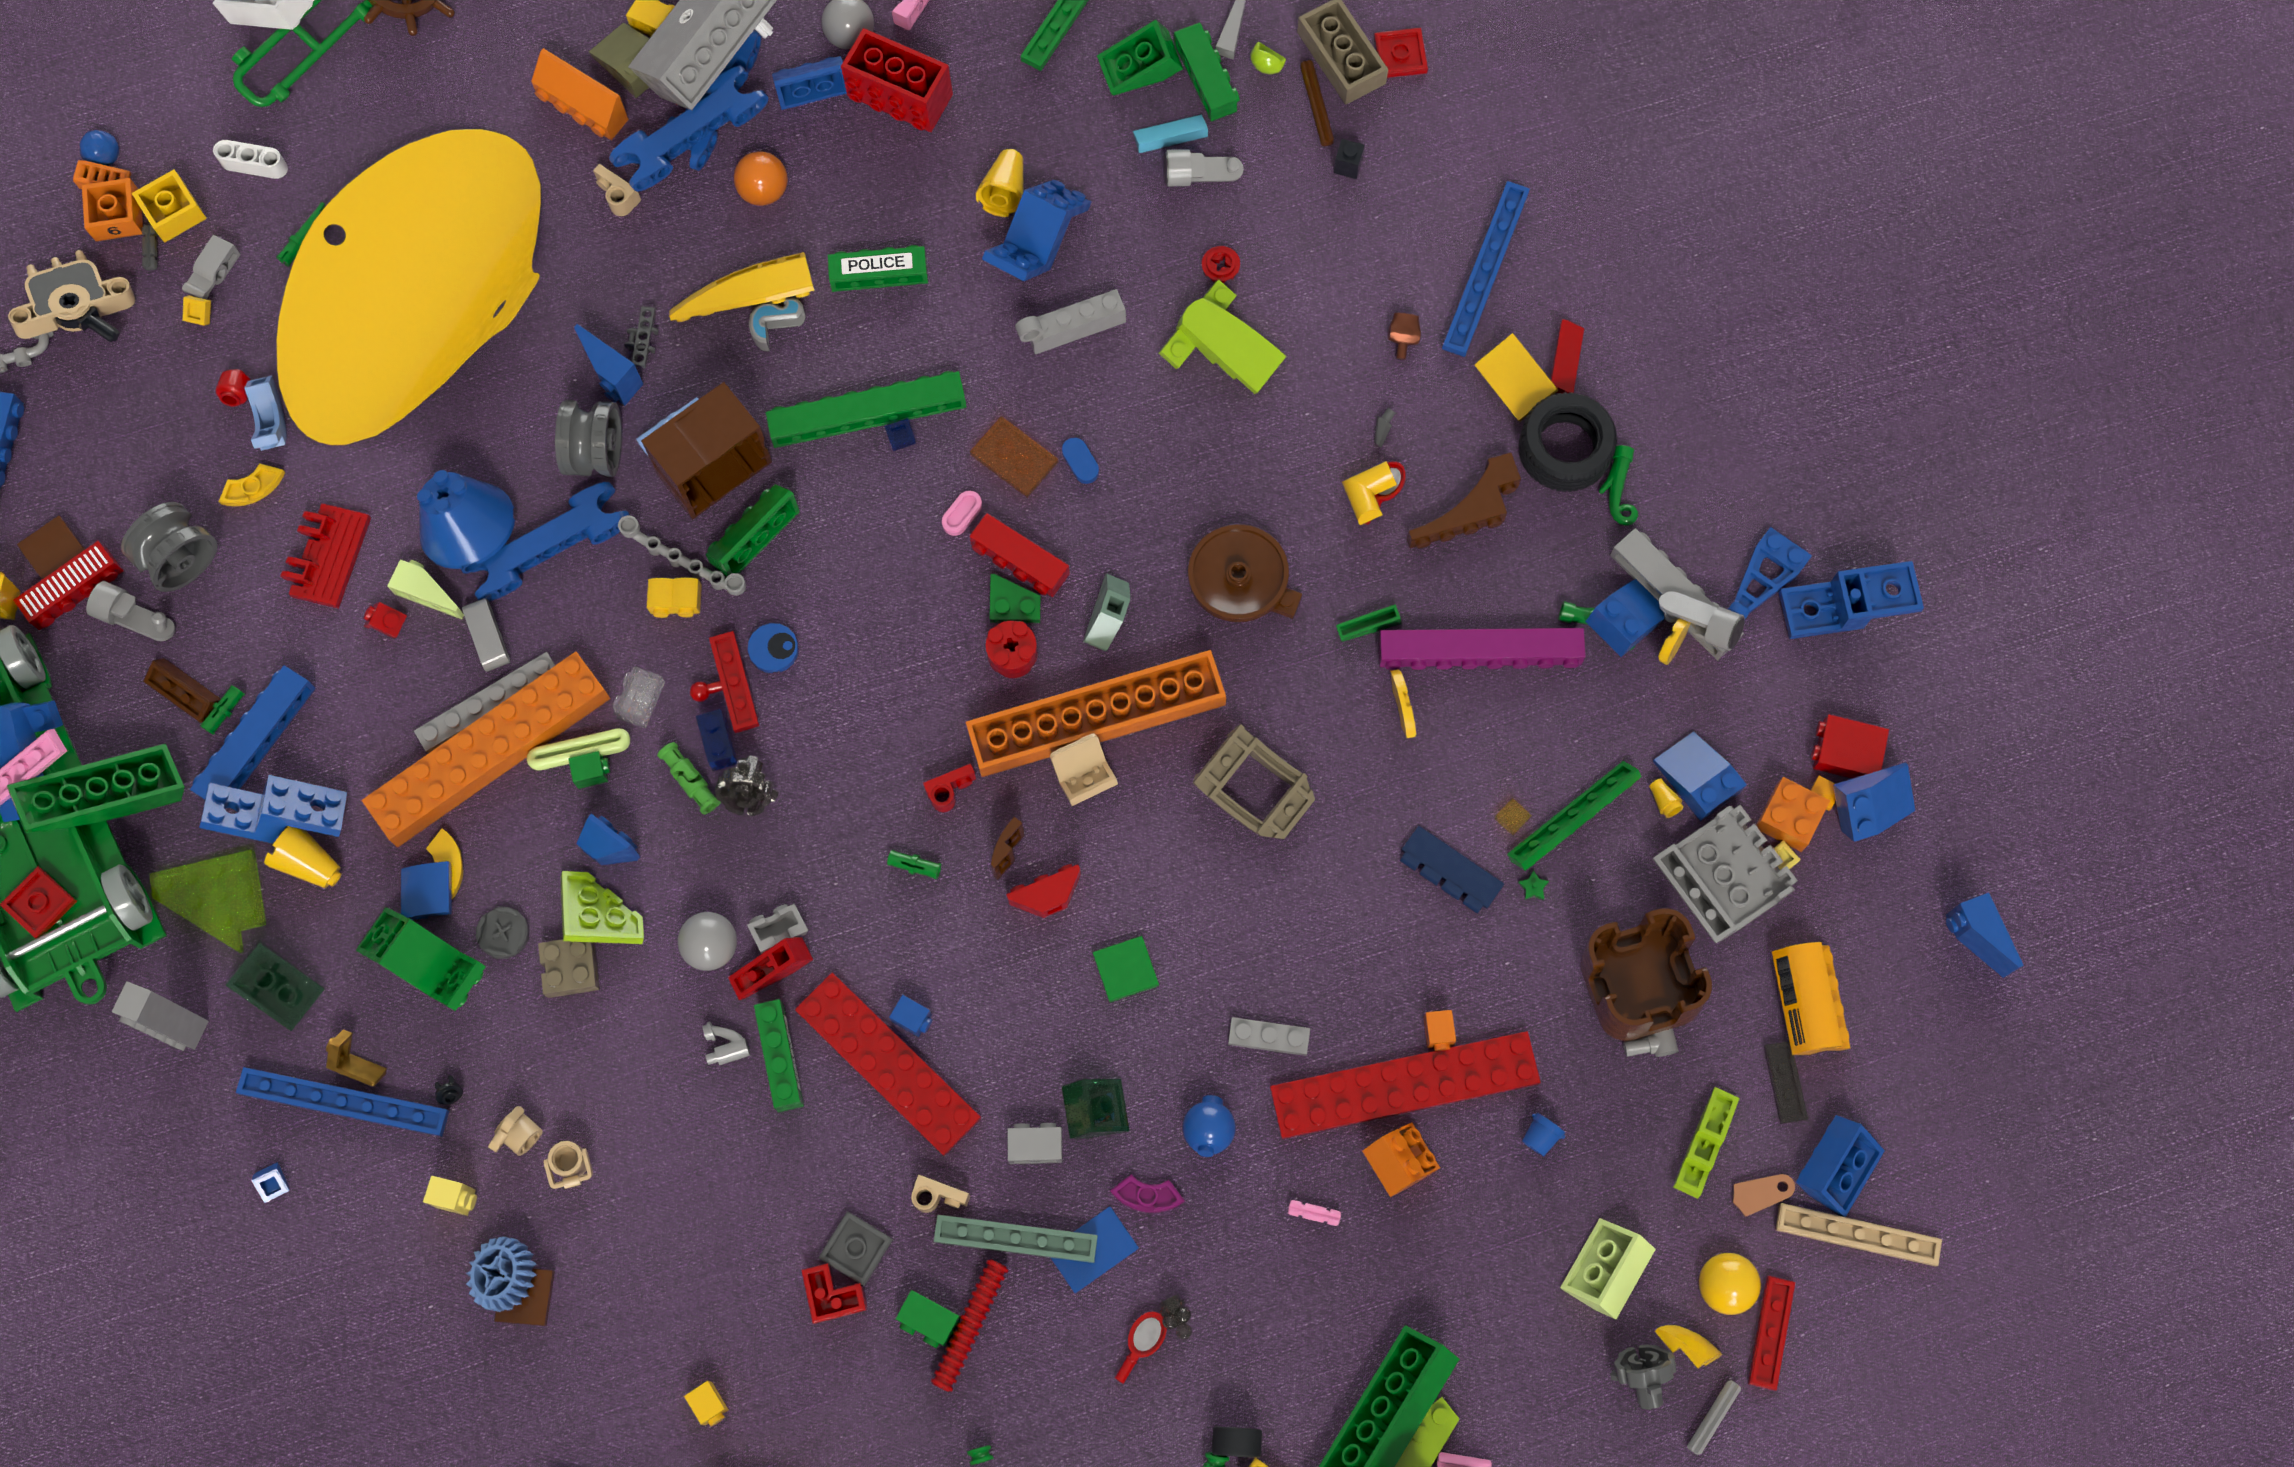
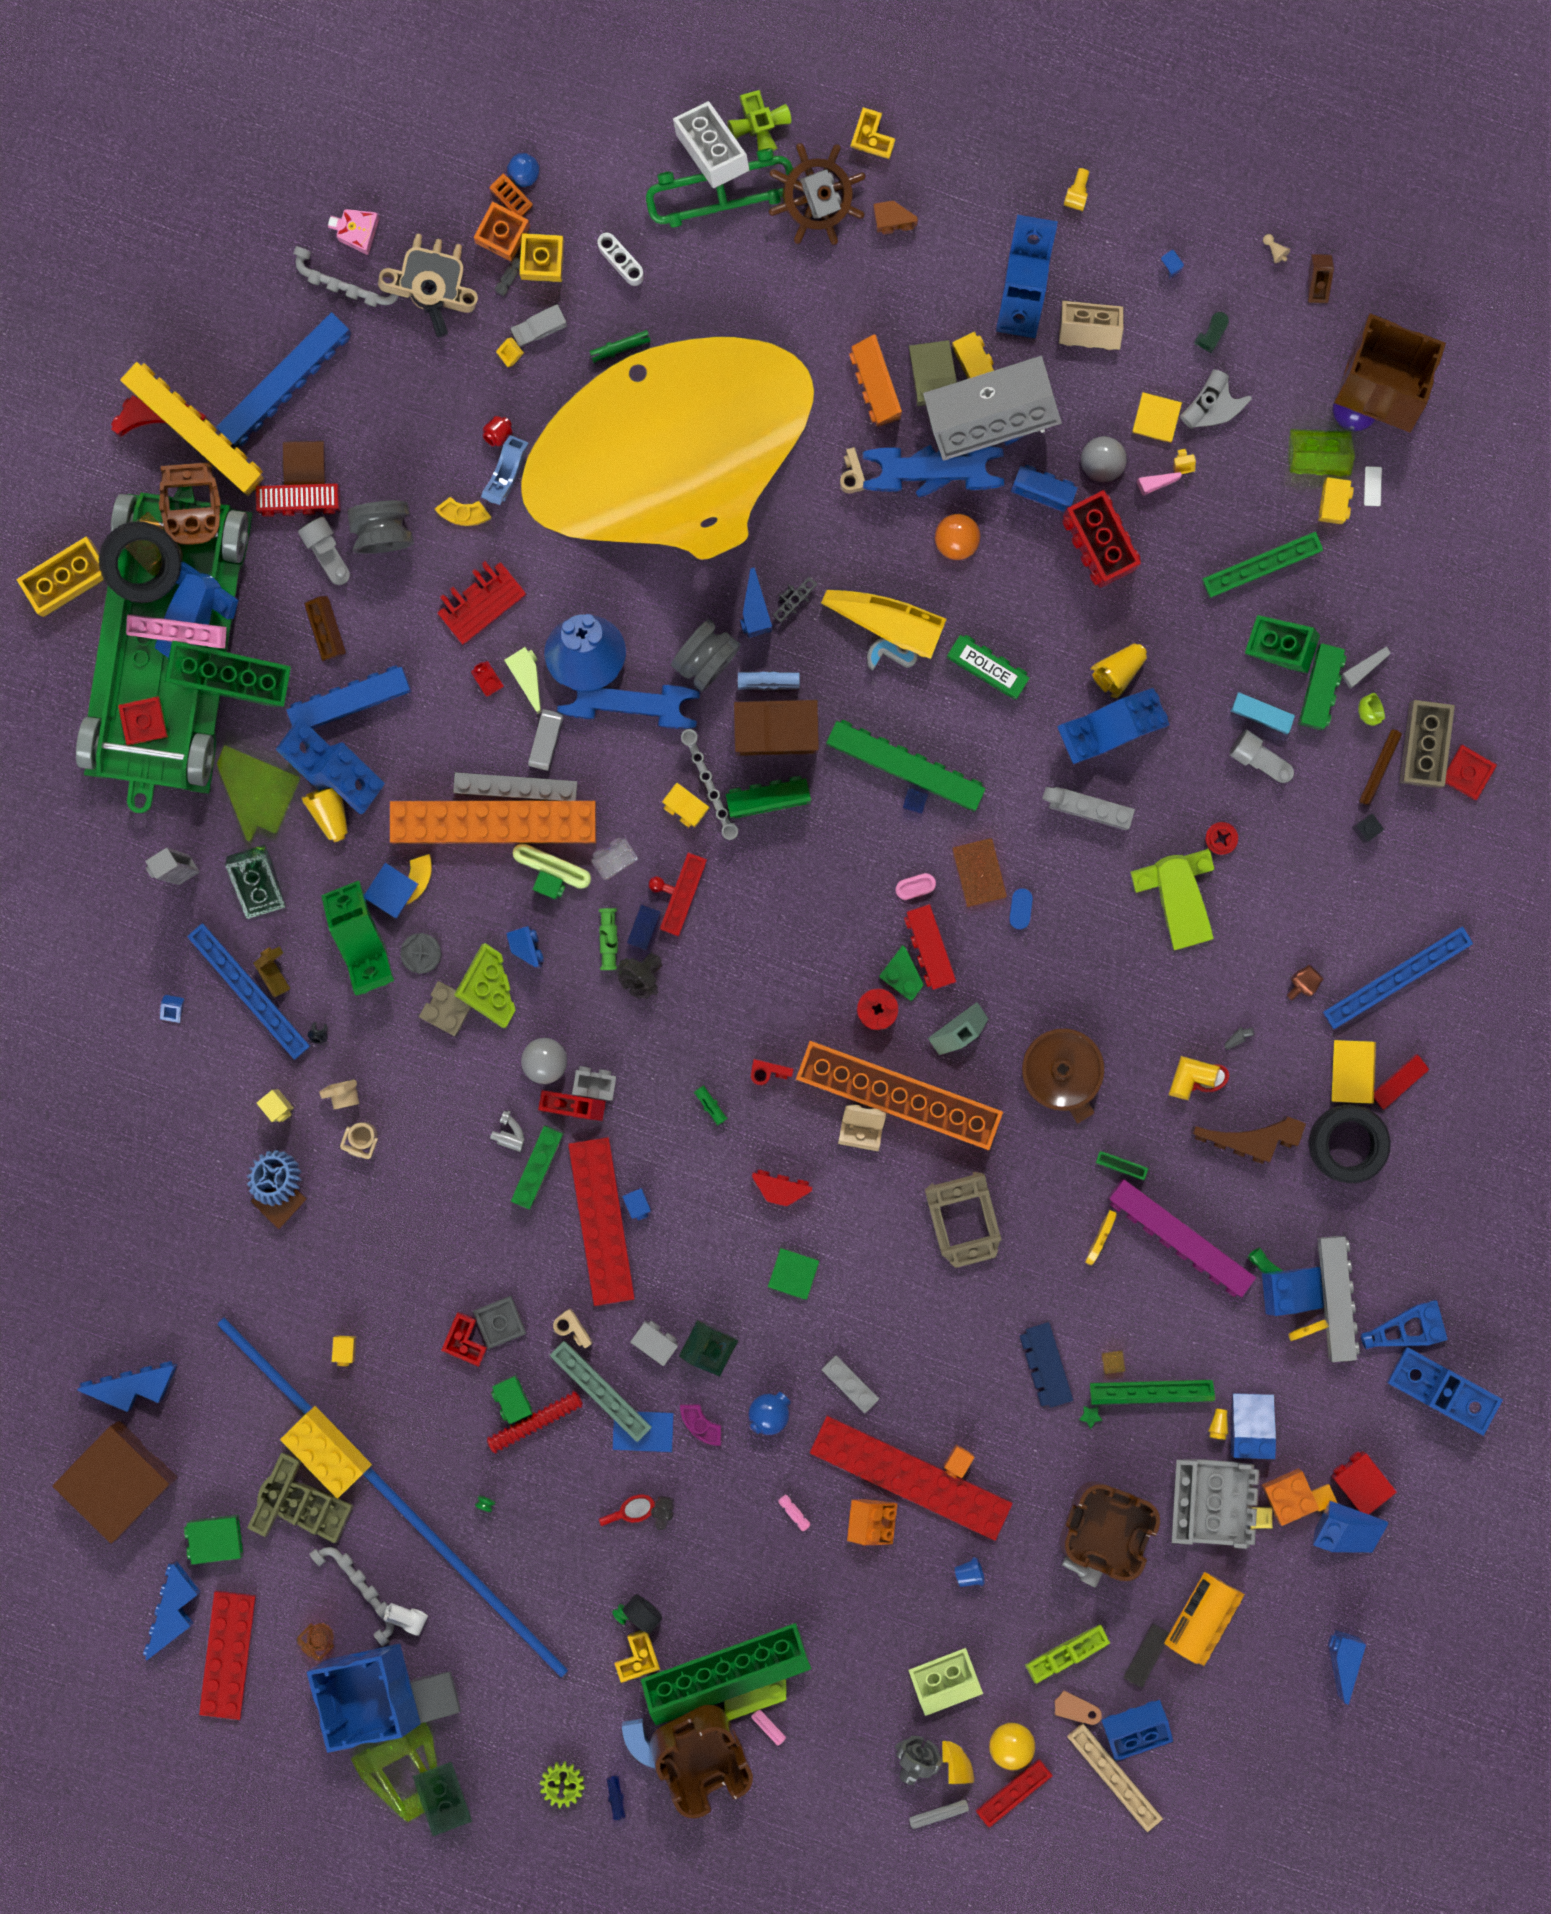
camera: 35 degrees right, 15 degrees up
(222, 710) = (345, 663): green pin -> none
(773, 648) = (724, 888): blue tile -> none
(1003, 853) = (769, 1145): reddish brown slope -> none
(1616, 479) = (1361, 1192): green plant -> none
(1715, 625) = (1340, 1345): light grey piece -> none

